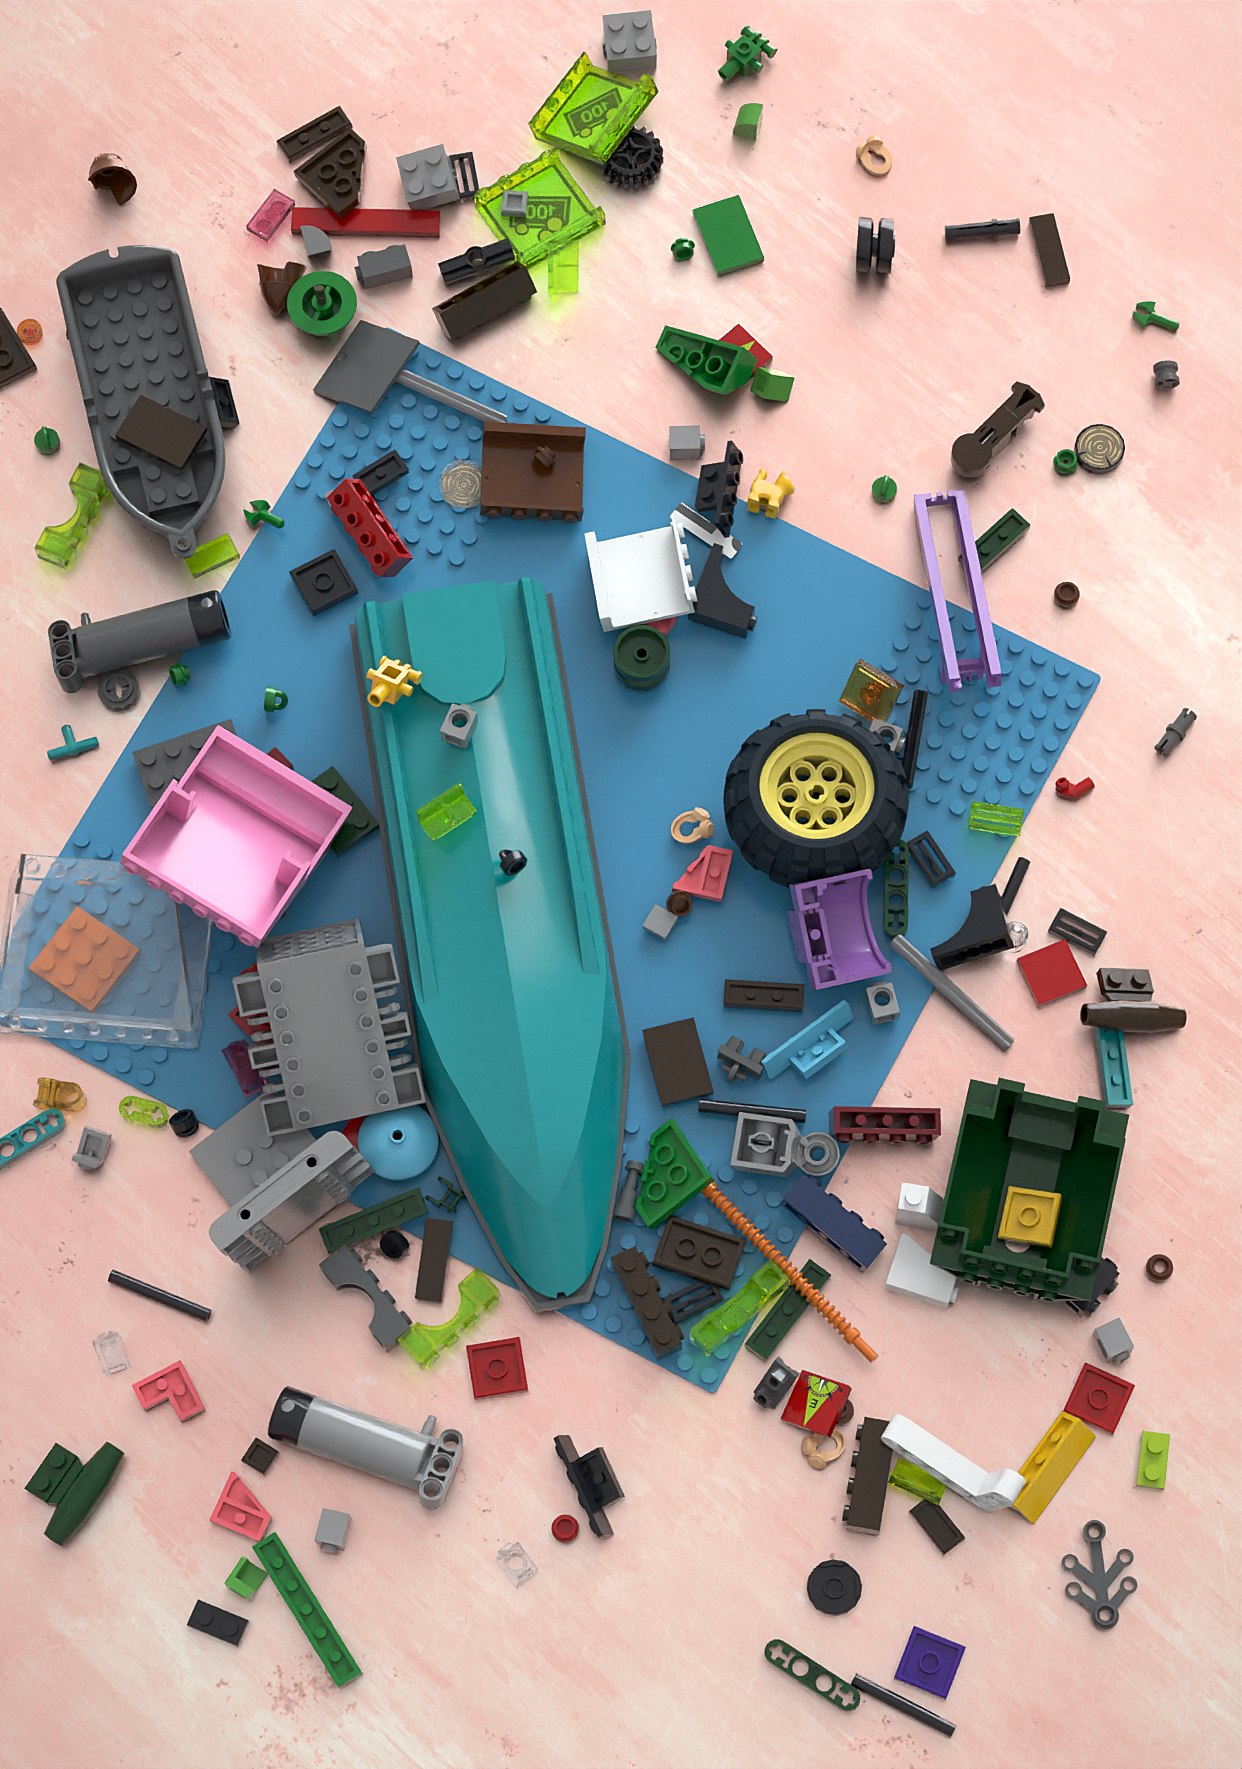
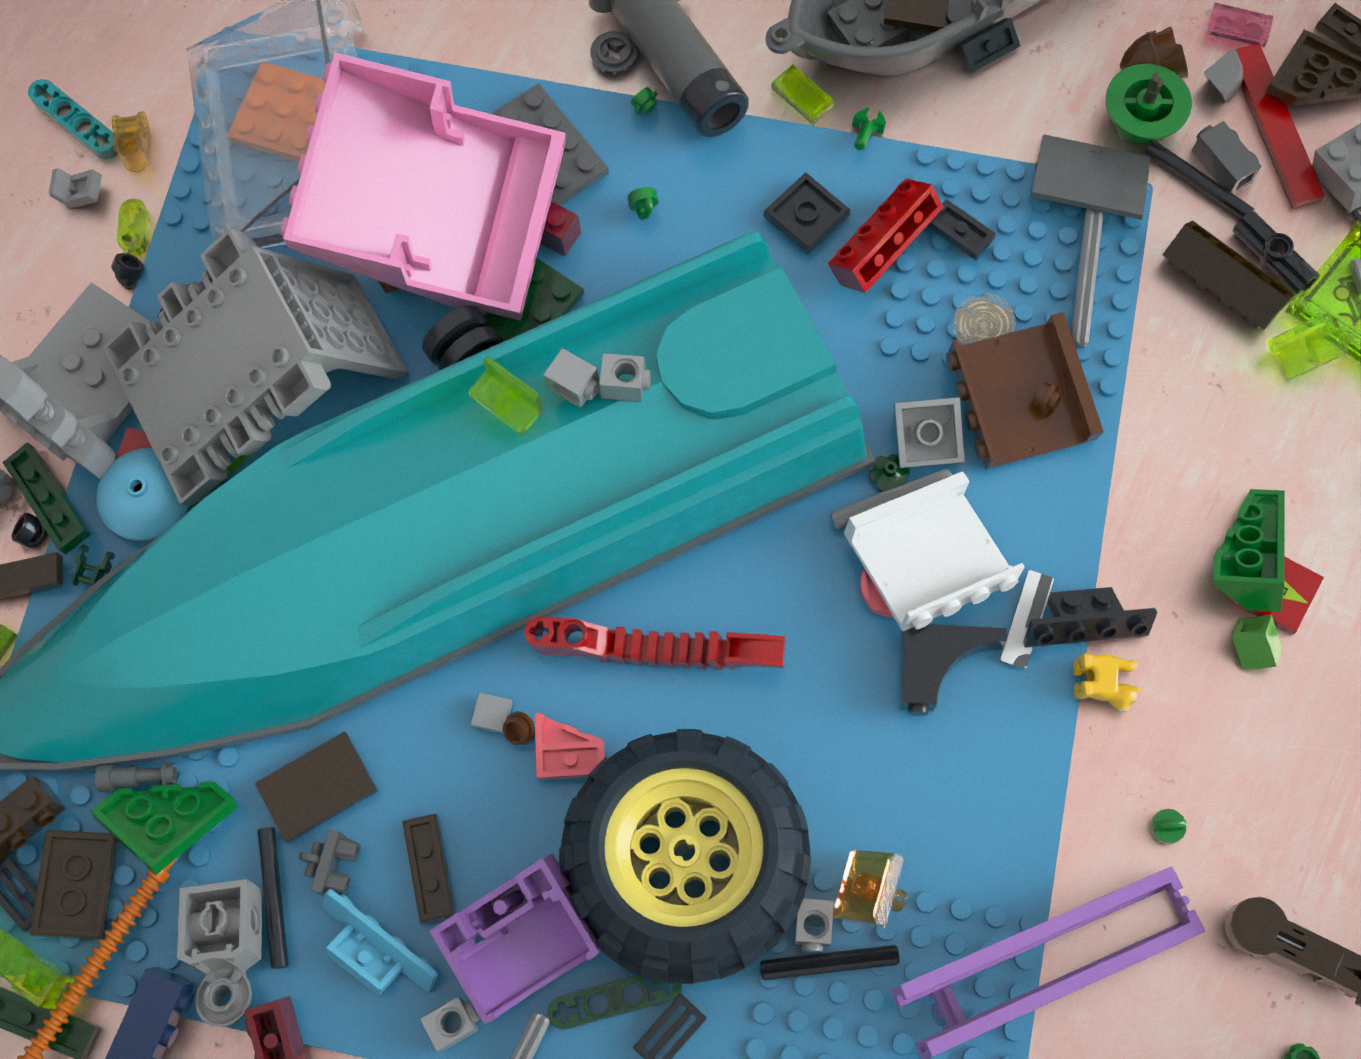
camera: 75 degrees right, 0 degrees up
(71, 747) = (534, 30): teal piece -> none
(362, 861) = (459, 337): none -> black wheel
(391, 681) = (655, 282): yellow piece -> none
(395, 291) = (1198, 179): none -> black piece
(448, 761) = (572, 378): none -> light grey brick
(512, 861) = (460, 493): black tile -> none
(541, 548) = (929, 432): none -> light grey slope
(562, 589) = (886, 478): none -> dark green plant
(584, 592) = (841, 516): none -> light grey axle
(641, 657) = (809, 575): dark green wheel -> none
(652, 782) = (618, 645): none -> red piece
(685, 442) = (1135, 559): light grey brick -> none
(705, 829) = (626, 731): light nougat piece -> none
(999, 538) = (1153, 998): dark green plate -> none

